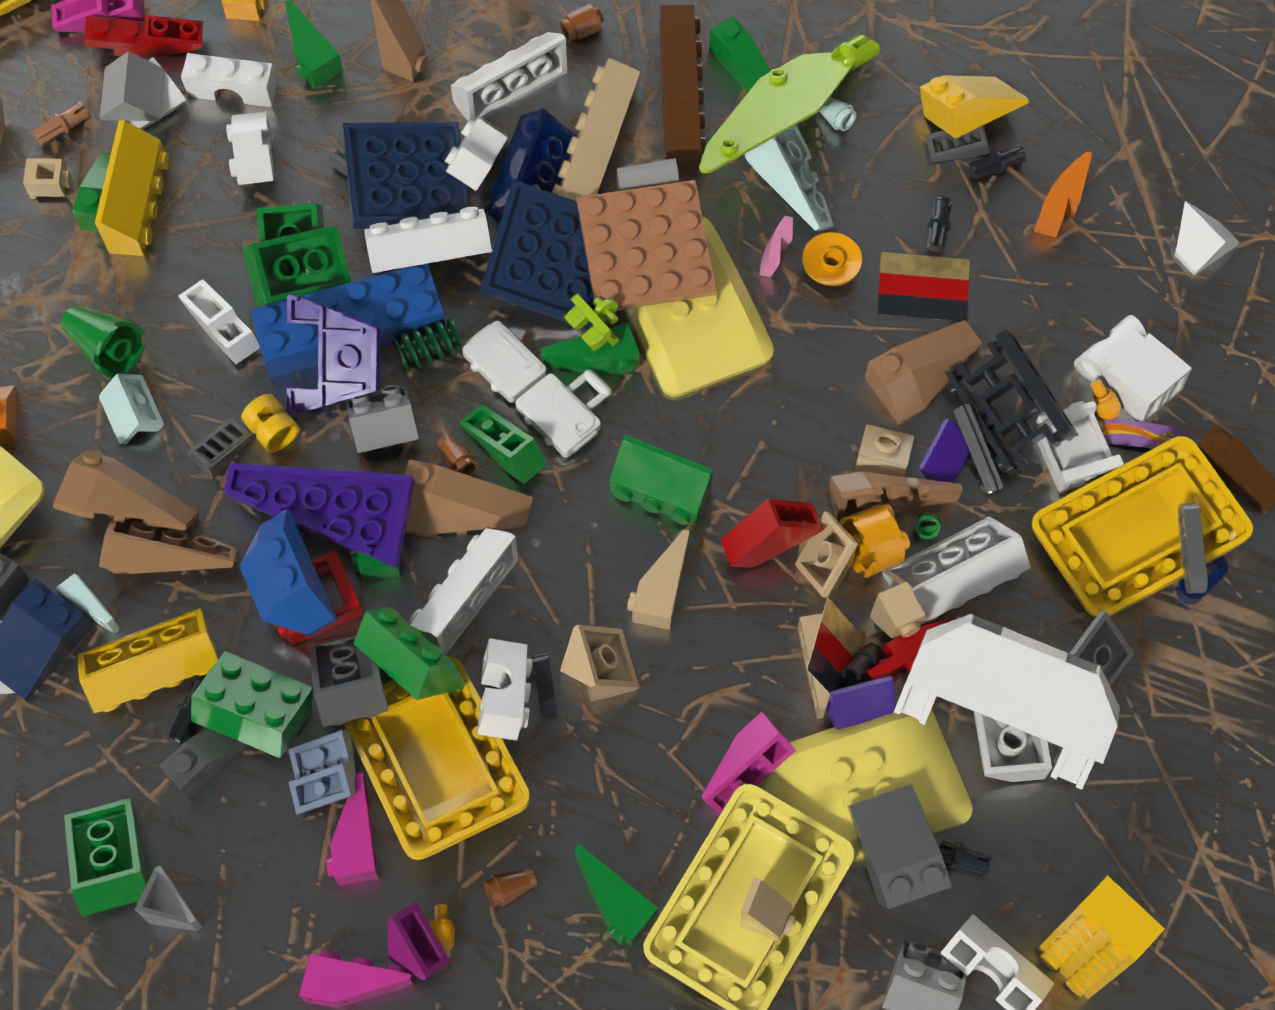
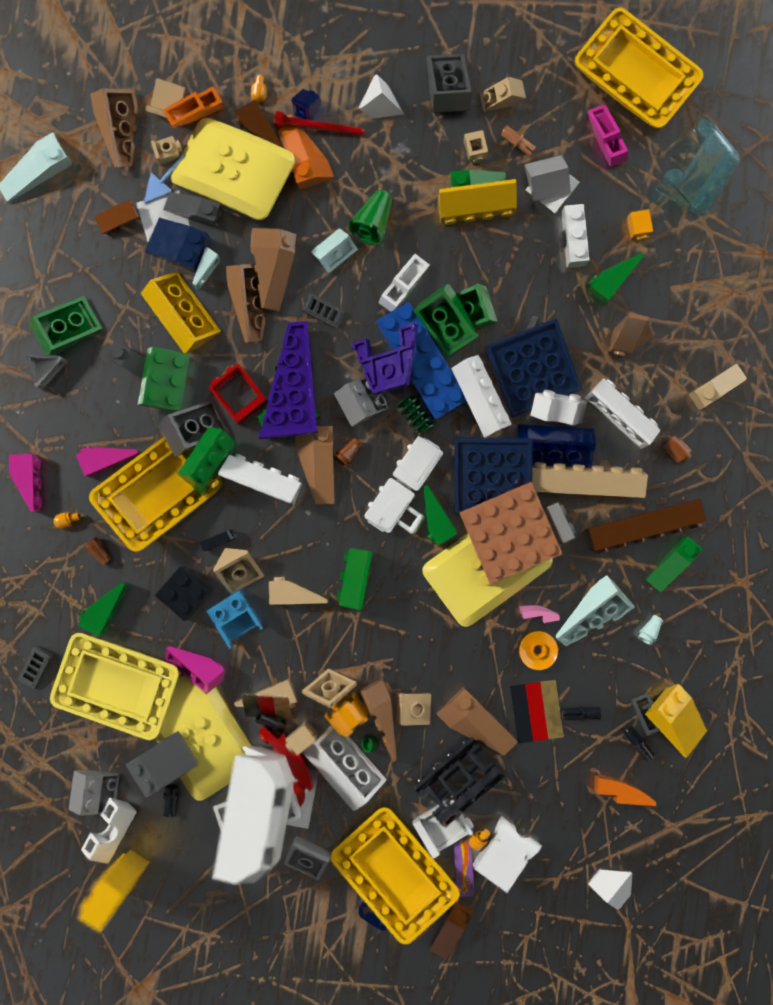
camera: 80 degrees right, 20 degrees up
(145, 39) = (595, 171): red slope -> none
(183, 725) = (144, 344): black axle -> none
(251, 148) = (527, 265): white brick -> none
(270, 423) = (338, 342): yellow wheel -> none
(285, 579) = (240, 375): blue wedge -> none
(322, 771) = (135, 430): sand blue slope -> none
(414, 943) = (49, 509): magenta slope -> none
(503, 709) = (219, 517): white arch -> none
(504, 443) = (363, 477): green slope -> none
(599, 332) = (452, 515): lime hips -> none
(618, 755) = (183, 593): none -> black brick
(677, 683) = (234, 617): none -> dark azure piece
(766, 912) = (99, 698): tan slope -> none
(770, 531) = (336, 652): red slope -> none
(785, 99) = (643, 597): lime wing -> none
(861, 702) = (244, 726): dark purple slope -> none
(945, 454) = (418, 747): dark purple slope -> none
(978, 448) = (426, 766): dark grey axle -> none
(1192, 548) = (381, 909): dark grey beam -> none

